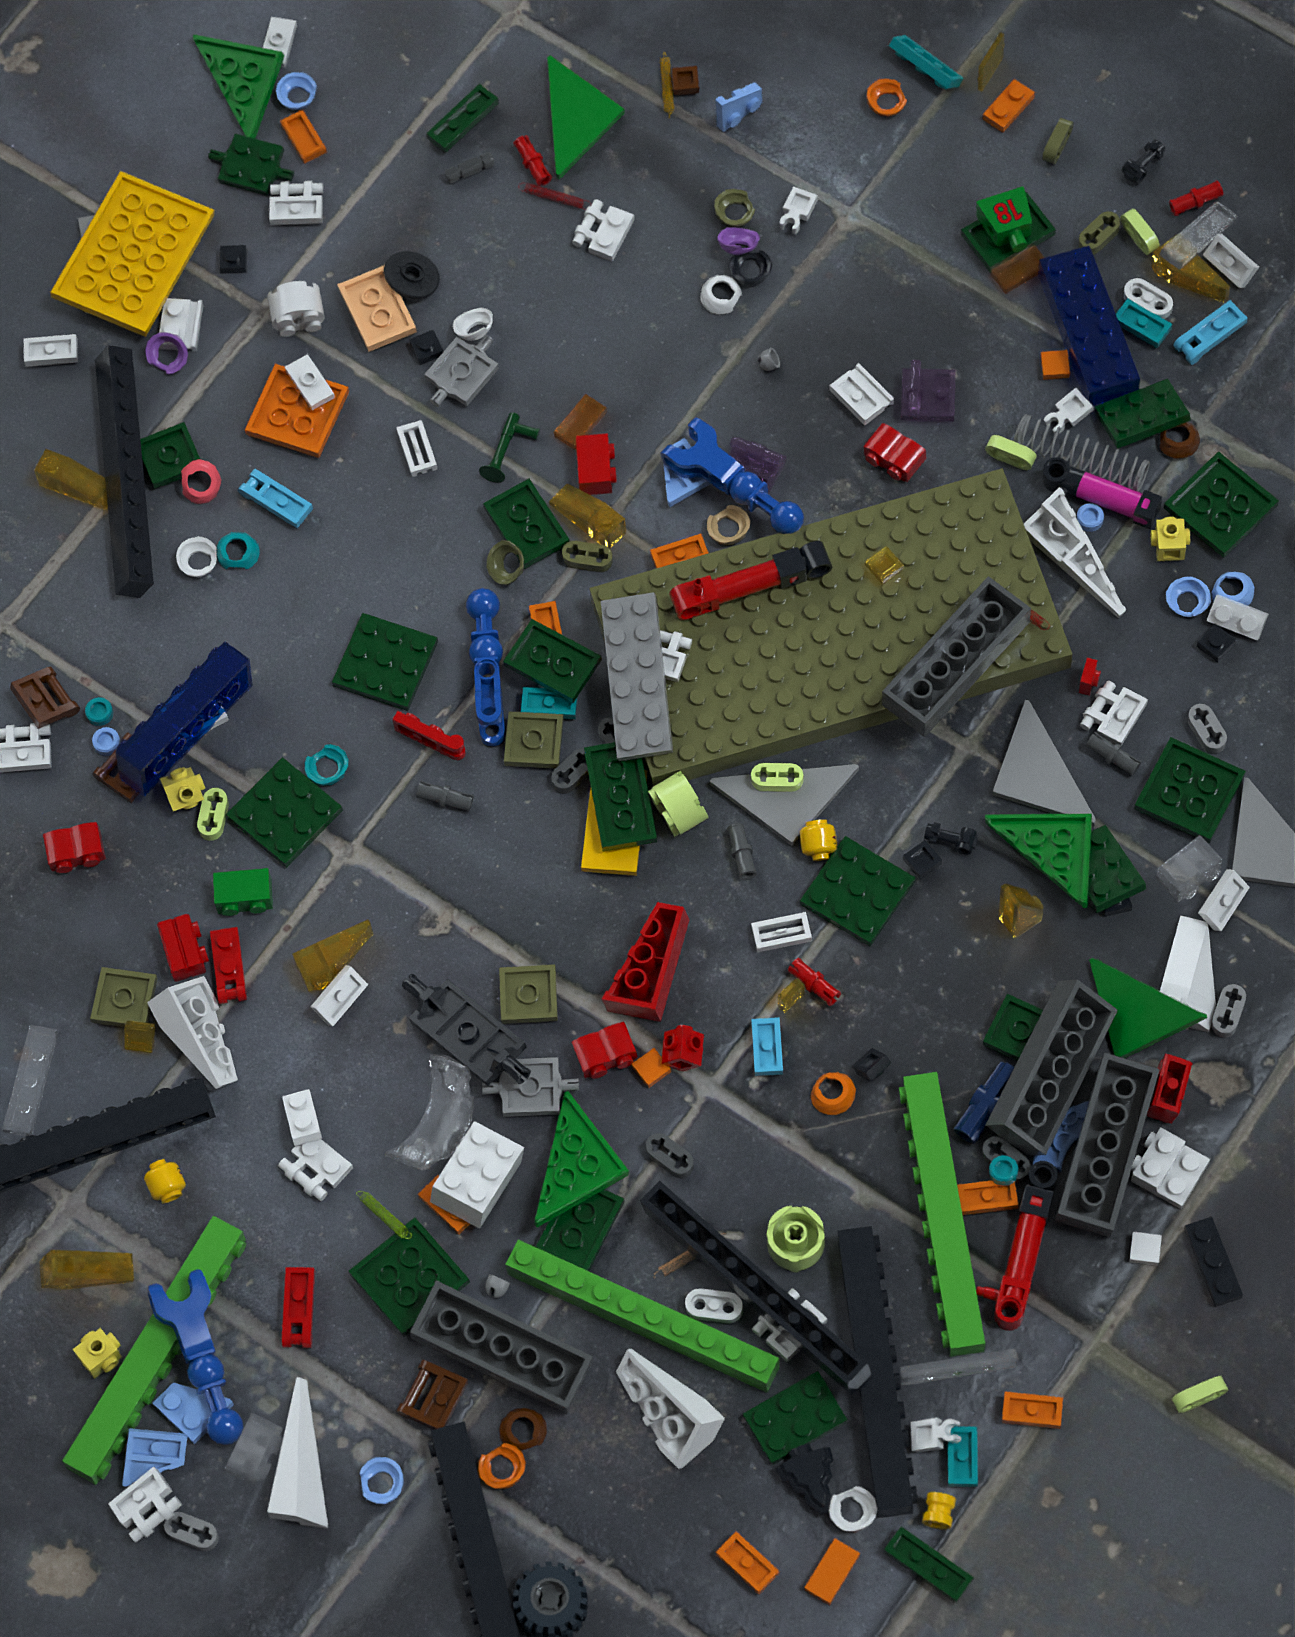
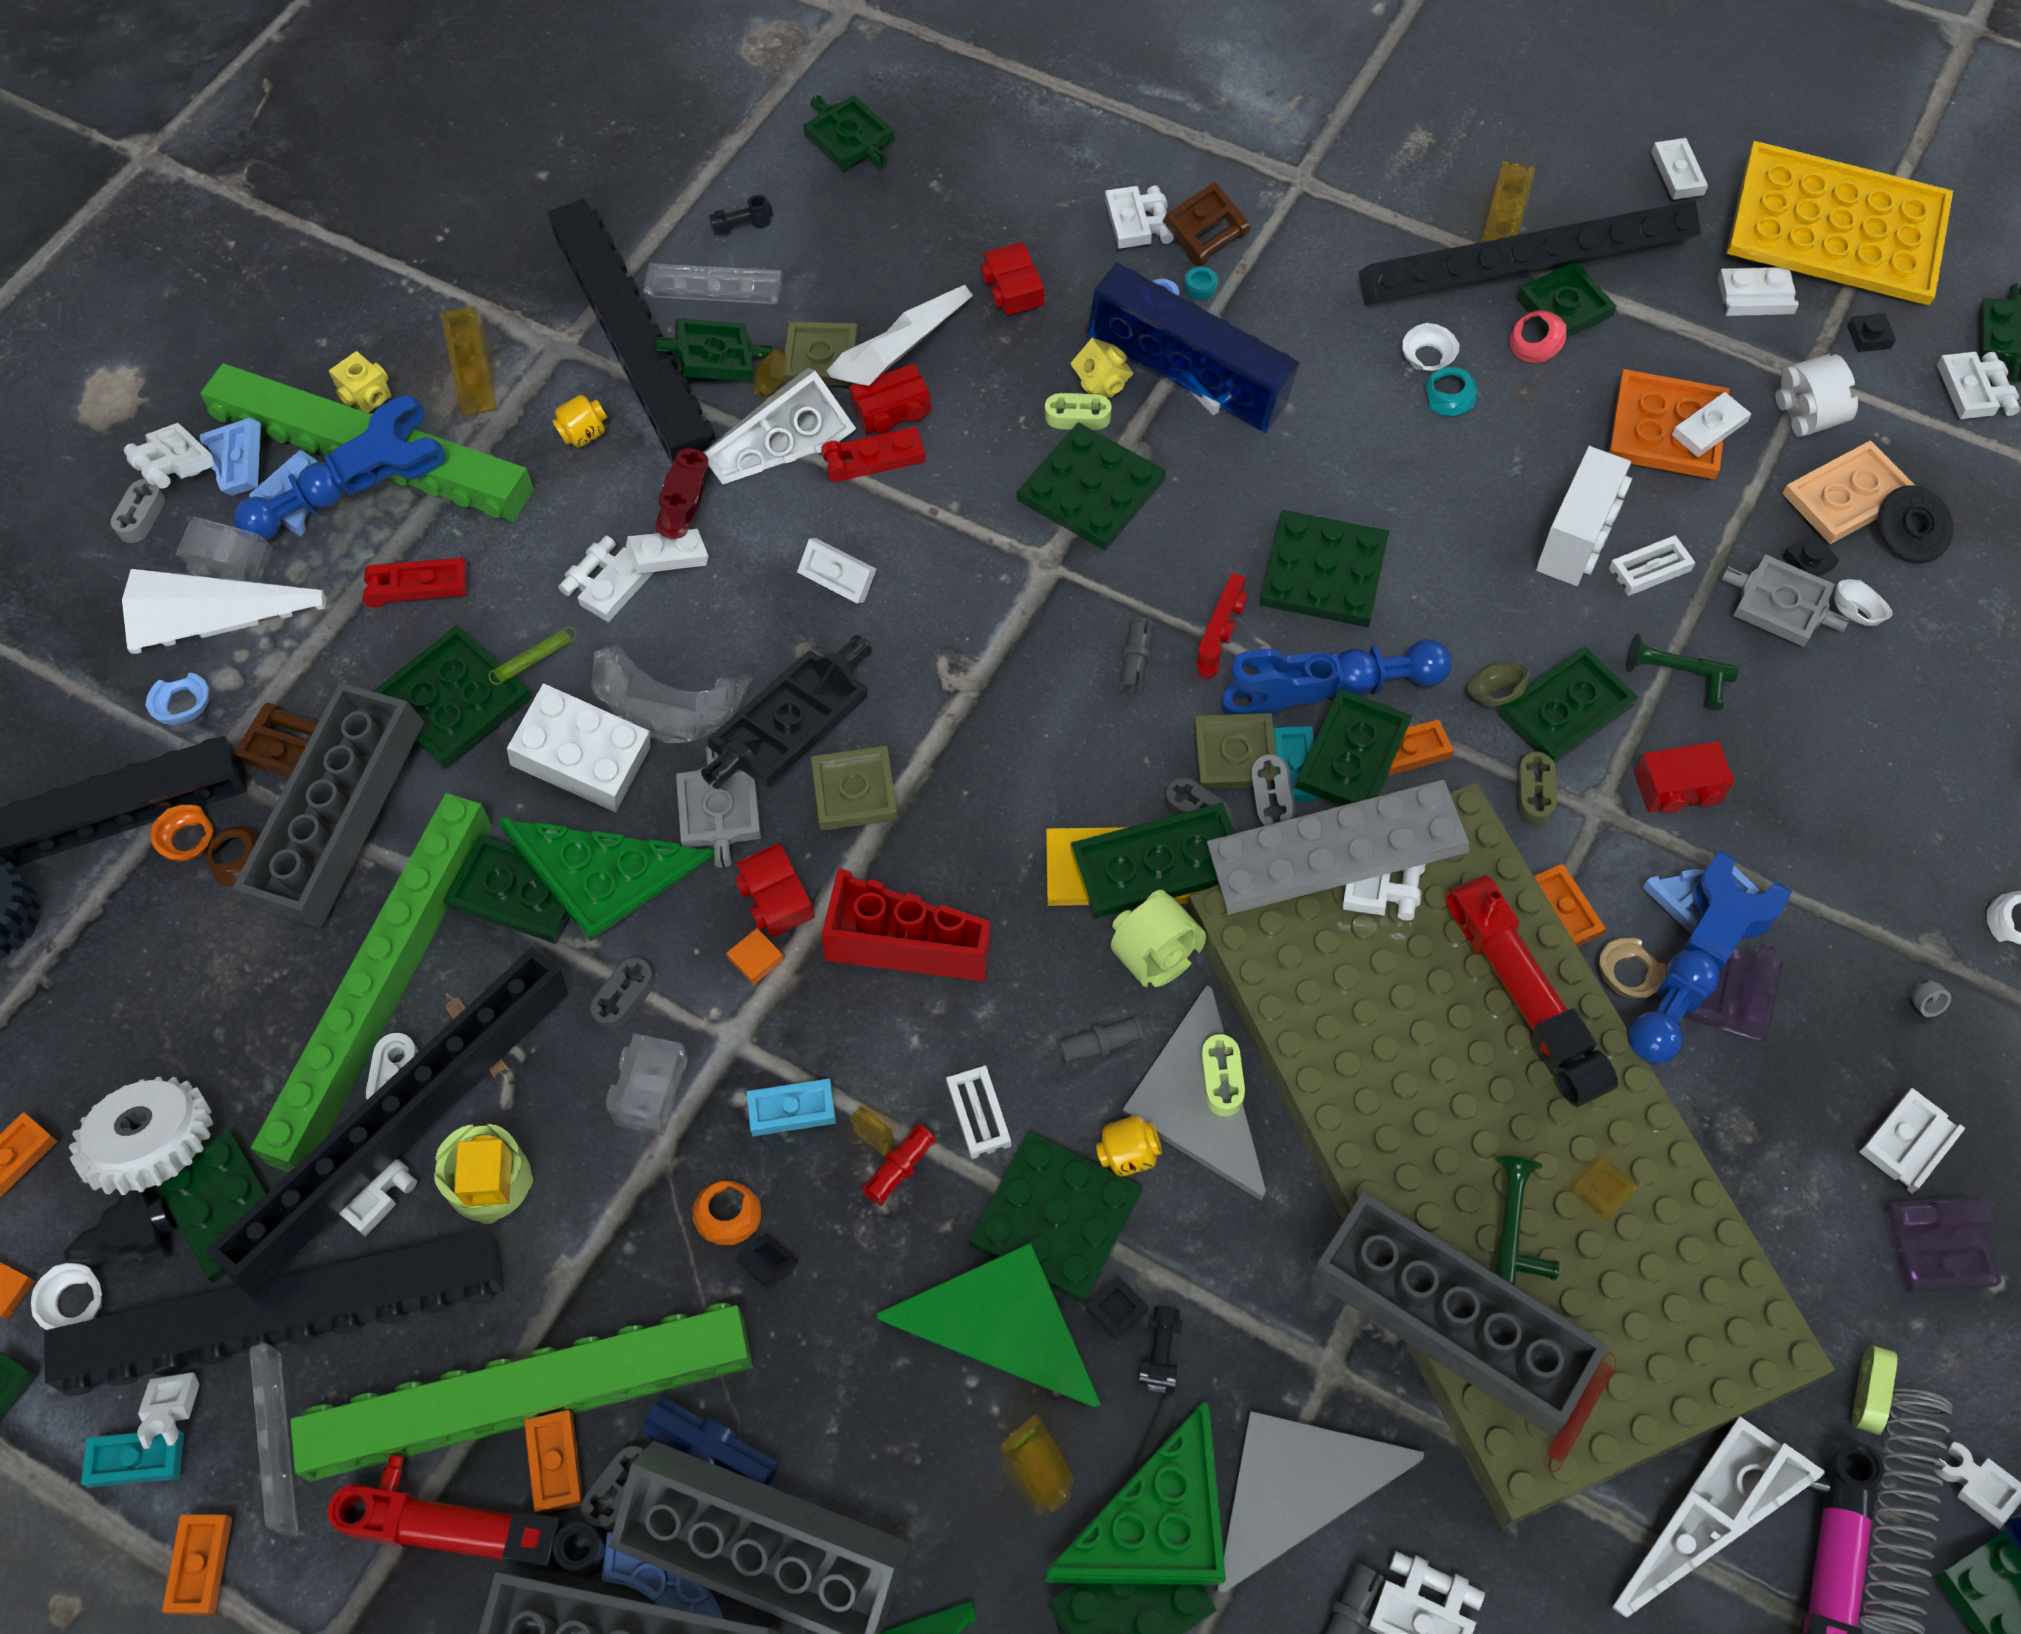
camera: 80 degrees right, 5 degrees down
(111, 1075) = (713, 349): none -> dark green plate
(141, 938) = (874, 357): none -> white wedge
(152, 351) = (1706, 264): medium lavender piece -> none
(243, 891) = (972, 451): green brick -> none
(256, 1099) = (681, 493): none -> dark red piece
(276, 498) = (1533, 418): medium azure plate -> none
(325, 959) = (883, 545): clear yellow slope -> none
(331, 752) = (1156, 506): teal piece -> none
(379, 480) = (1583, 516): none -> white brick
(497, 1284) = (432, 796): light grey hinge -> none
(575, 711) = (1263, 791): none -> light grey beam
(580, 421) = (1754, 757): clear orange tile -> none
(590, 515) = (1599, 784): clear yellow slope -> none
(677, 1414) = (226, 1050): white wedge -> none
(682, 1048) = (778, 988): red brick -> none
(743, 1133) = (647, 1084): none -> clear brick
(762, 1469) = (140, 1135): none -> white gear
(805, 1219) = (483, 1171): none -> yellow brick
(894, 452) = (1820, 1199): red brick -> none
(922, 625) = (1508, 1260): none -> dark green piece
(922, 926) = (1002, 1318): none -> green tile
(939, 1510) = (48, 1428): yellow wheel -> none
(1003, 1170) = (588, 1481): teal tile -> none
(1012, 1027) = (841, 1478): dark green plate -> none
(1089, 677) = (1485, 1560): red plate -> none
(1090, 517) = (1790, 1540): light blue tile -> none

